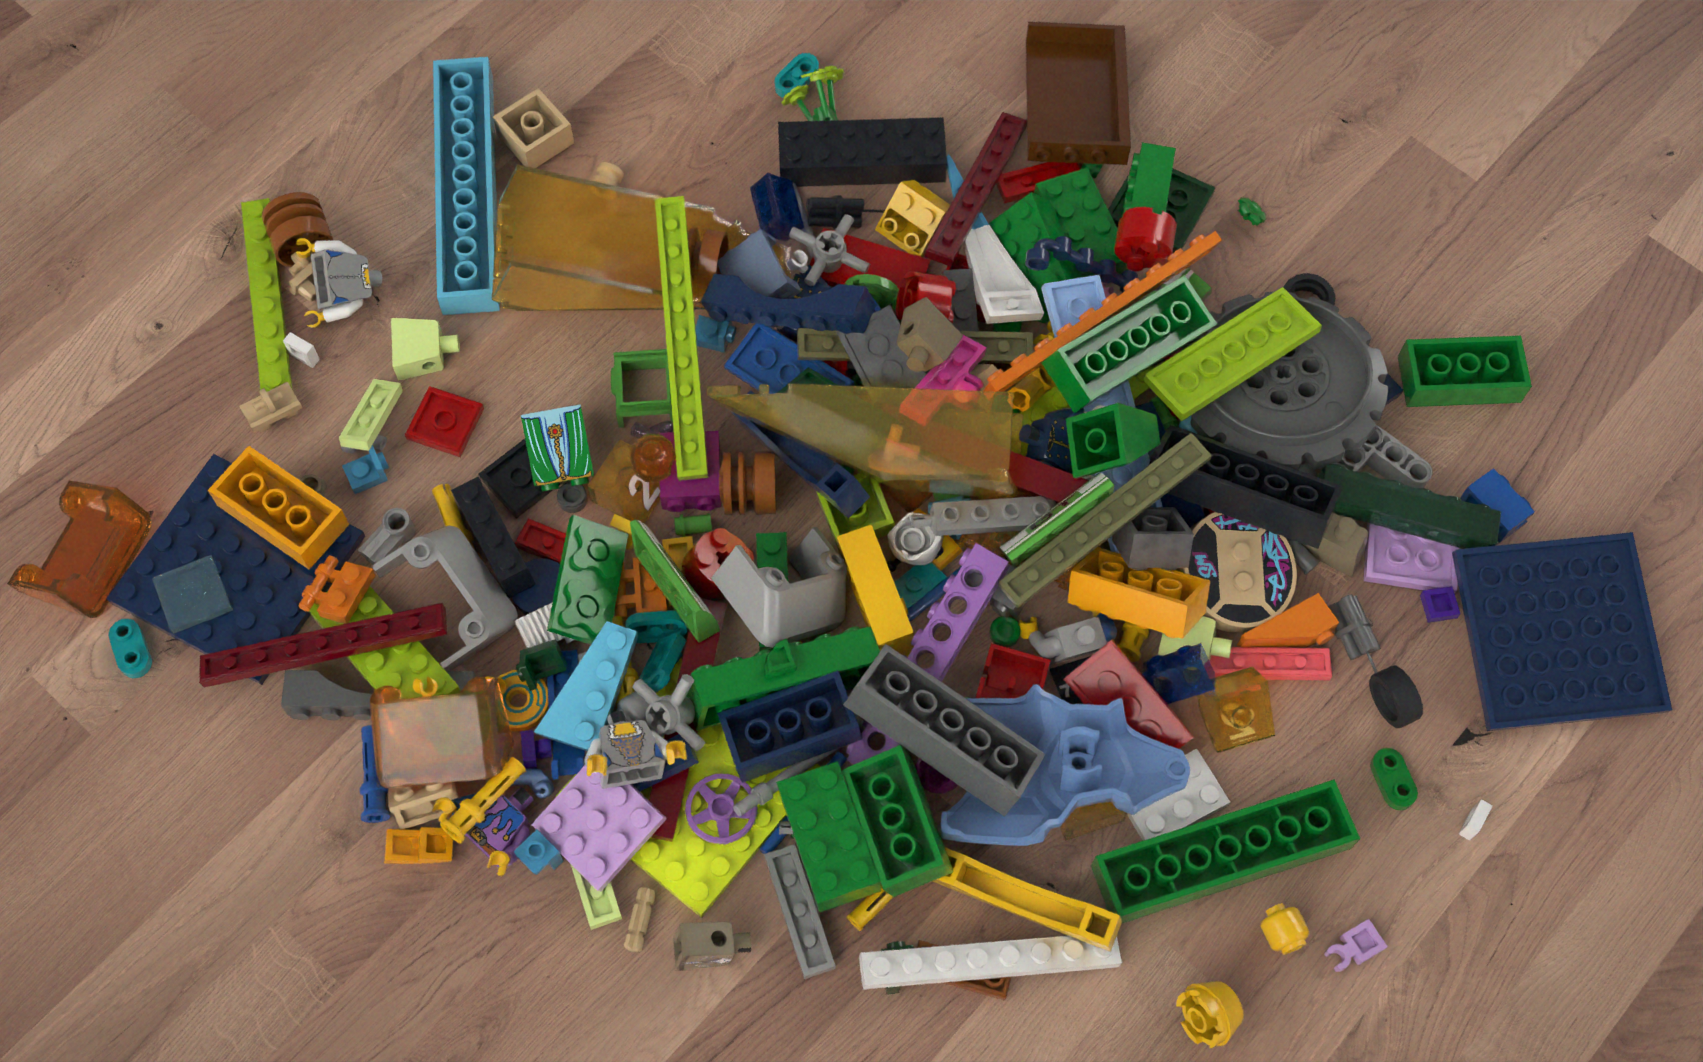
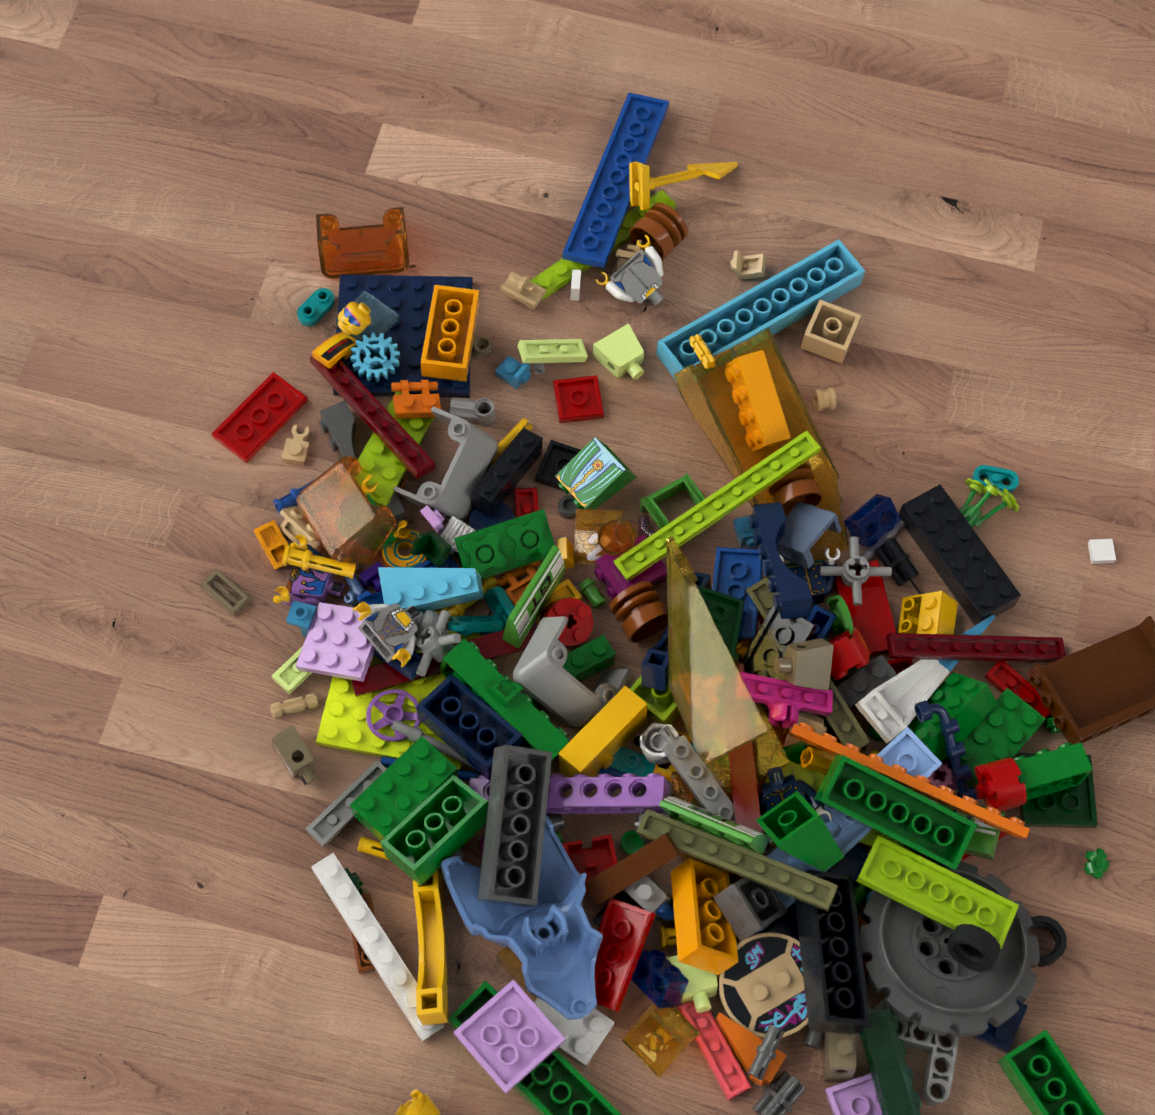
camera: 60 degrees right, 0 degrees up
(188, 602) = (354, 318): none -> yellow head
(198, 240) = (609, 191): none -> blue plate
(210, 647) = (334, 349): none -> slope
(229, 206) = (642, 183): none -> yellow piece
(235, 784) = (259, 417): none -> red tile
(267, 601) = (375, 347): none -> medium azure gear
(306, 761) = (296, 449): none -> tan plate
(398, 167) = (748, 266): none -> tan bracket
(449, 945) = (239, 605): none -> dark tan tile
(484, 256) = (702, 351): none -> yellow axle
(506, 643) = (434, 519): none -> lavender plate
(578, 234) = (757, 401): none -> light orange brick
(929, 29) = (1101, 551): none -> white tile
(1053, 632) = (632, 868): none -> reddish brown tile
(1176, 859) = (509, 1036): none -> lavender plate
(1309, 348) = (985, 947): none -> black tyre
(1310, 609) = (765, 1052): none -> dark grey pin

